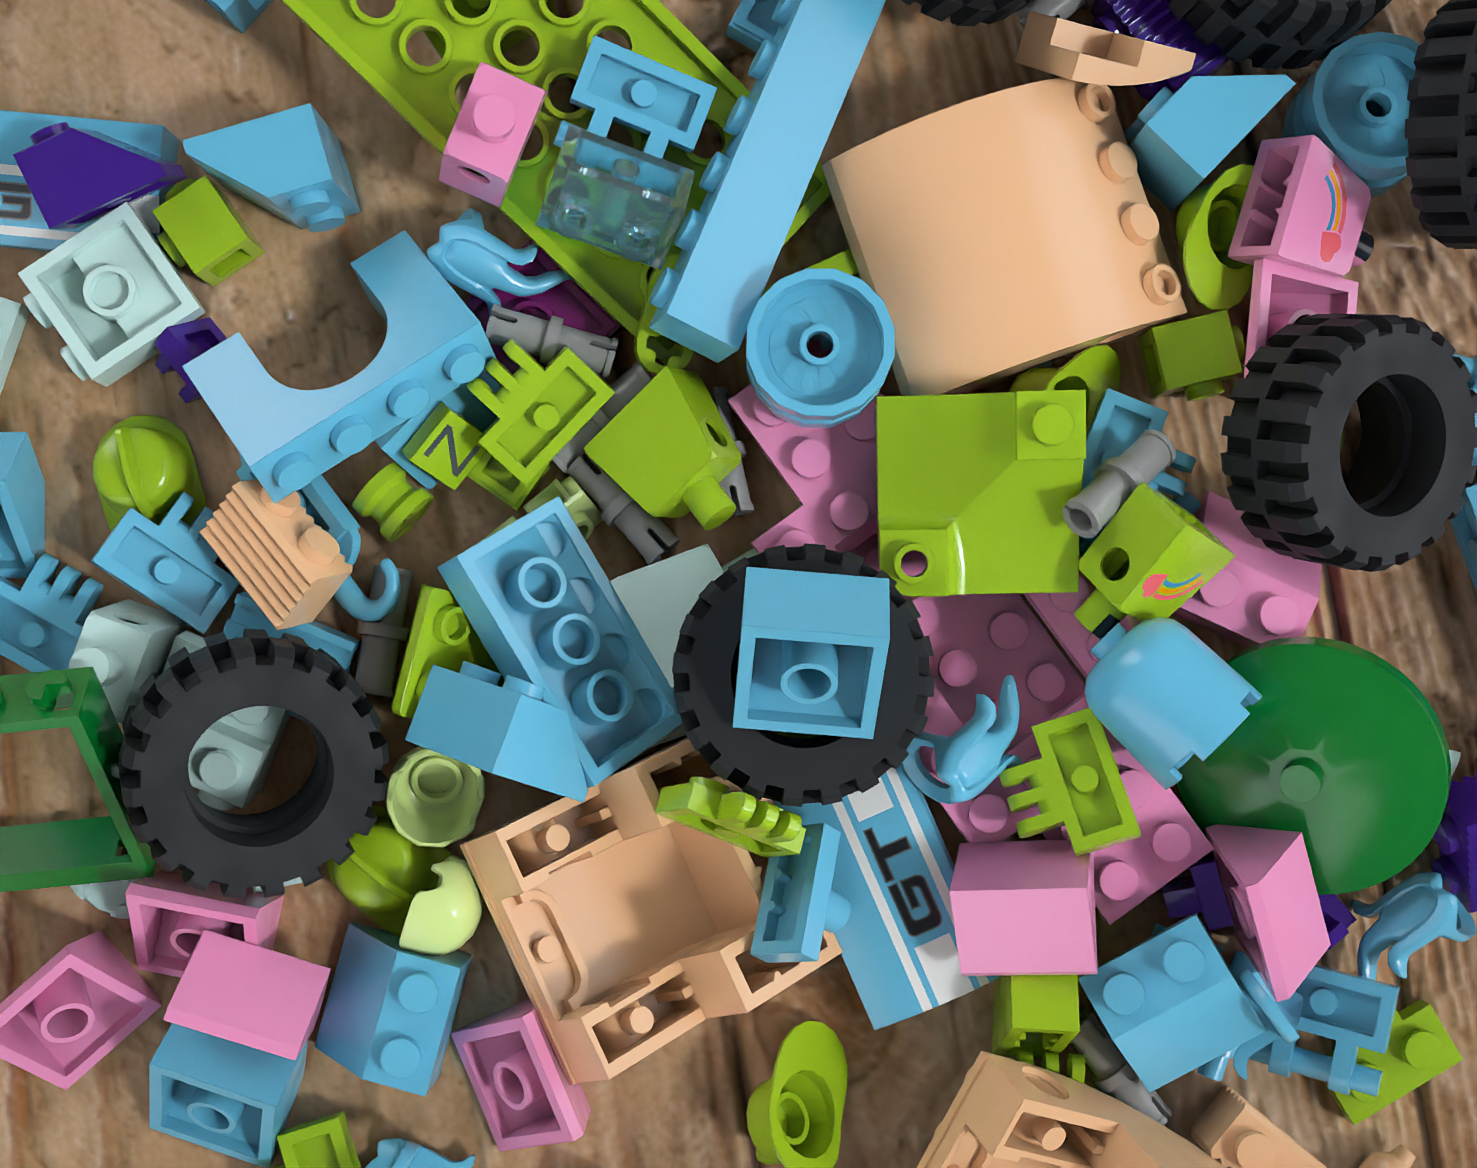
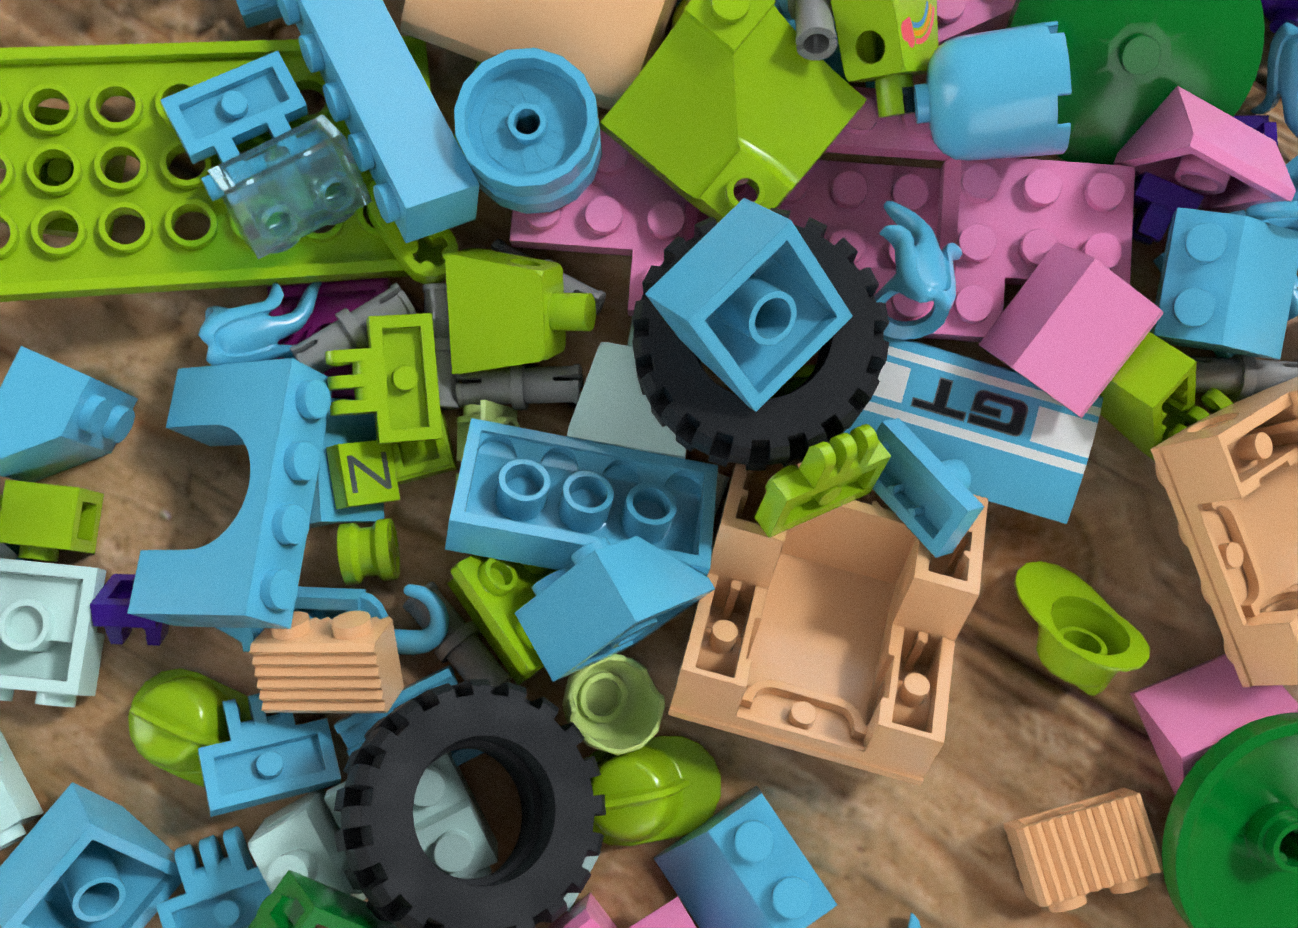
camera: 45 degrees left, 5 degrees down
(446, 916) = (709, 770): yellowish green hair -> none
(490, 133) = (163, 229): bright pink torso -> none
(520, 1080) = (883, 825): bright pink slope -> none
(1073, 785) = (1007, 216): lime hinge -> none

